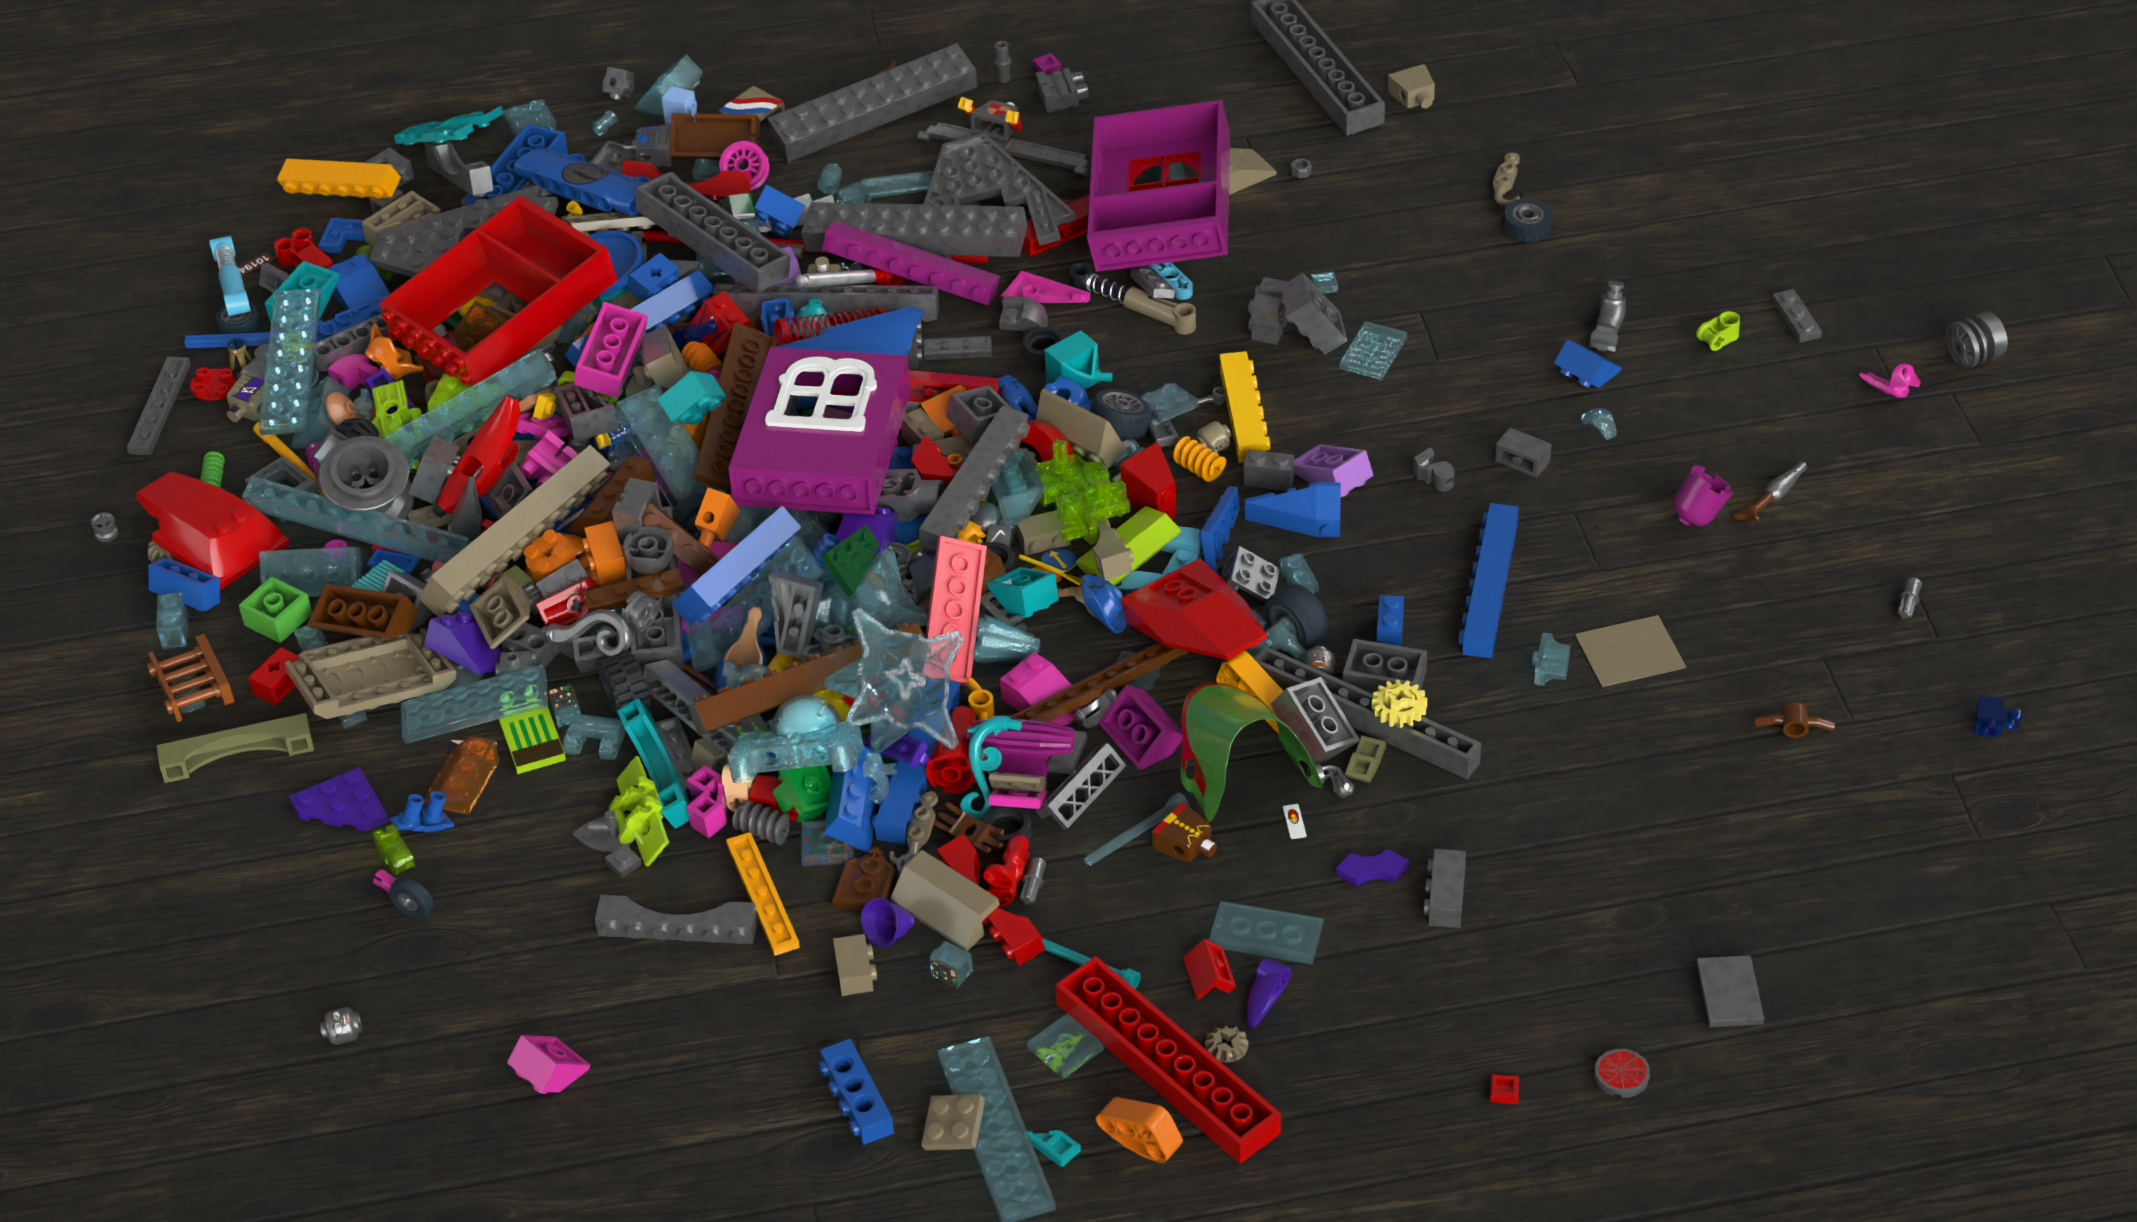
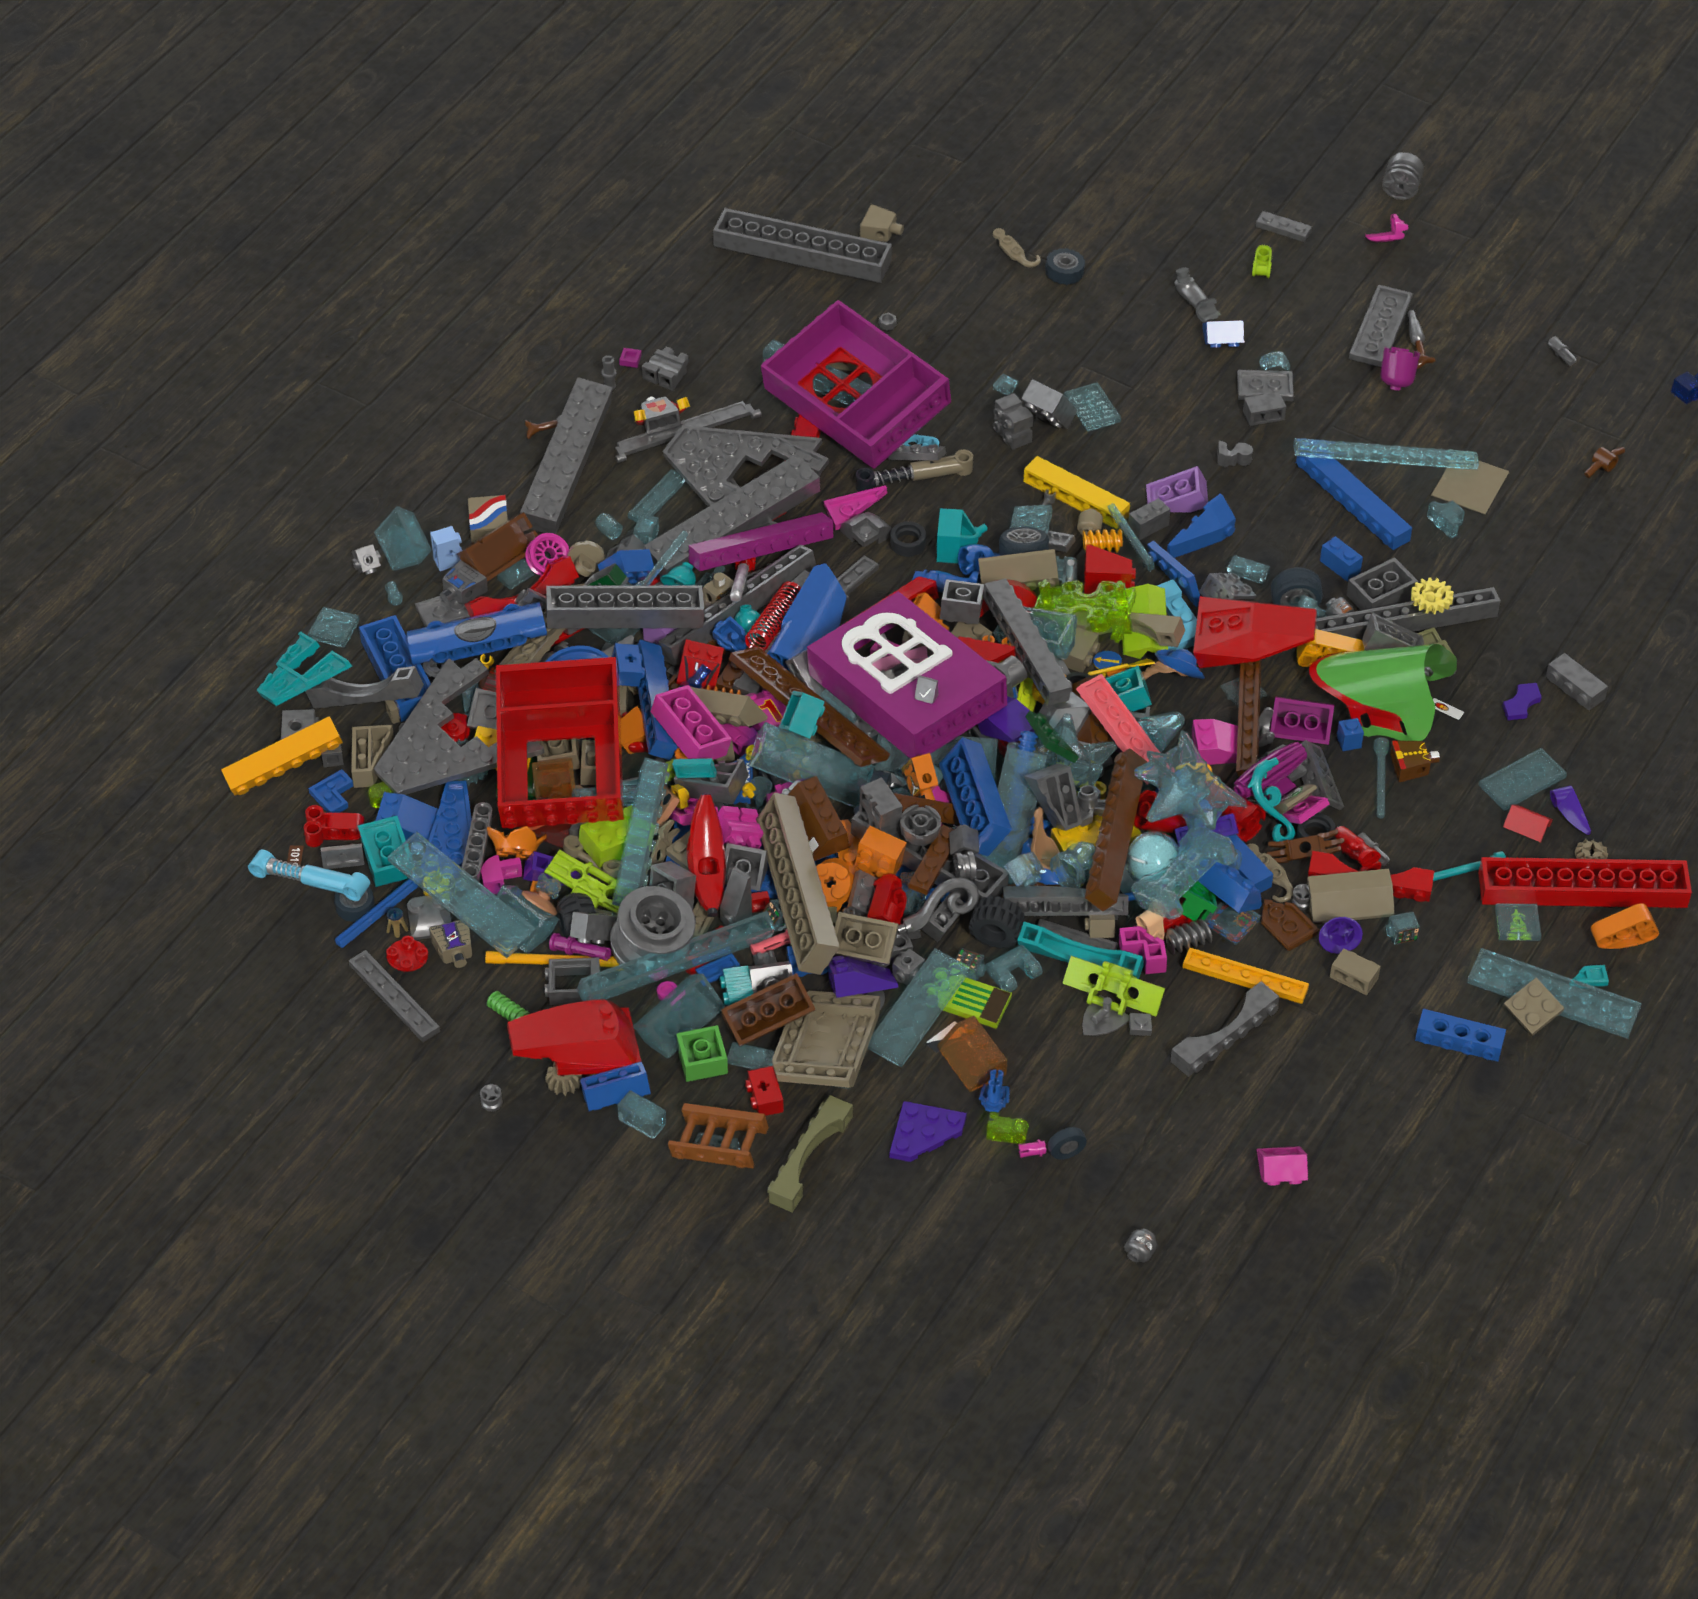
camera: 50 degrees left, 5 degrees up
(567, 385) = (694, 768): none -> teal tile
(667, 590) = (963, 840): none -> flat silver brick
(698, 657) = (1025, 869): none -> clear light blue brick
(759, 179) = (586, 557): none -> dark tan tile
(788, 439) = (926, 689): none -> flat silver slope
(801, 220) = (664, 559): none -> clear light blue piece
(808, 249) = (679, 576): none -> teal hat
(1161, 771) = (1350, 734): none -> blue brick
(1222, 467) = (1131, 537): none -> clear light blue tile
(1567, 437) = (1264, 382): none -> flat silver tile
(1573, 565) = (1386, 453): none -> clear light blue plate
(1760, 454) = (1380, 325): none -> flat silver plate

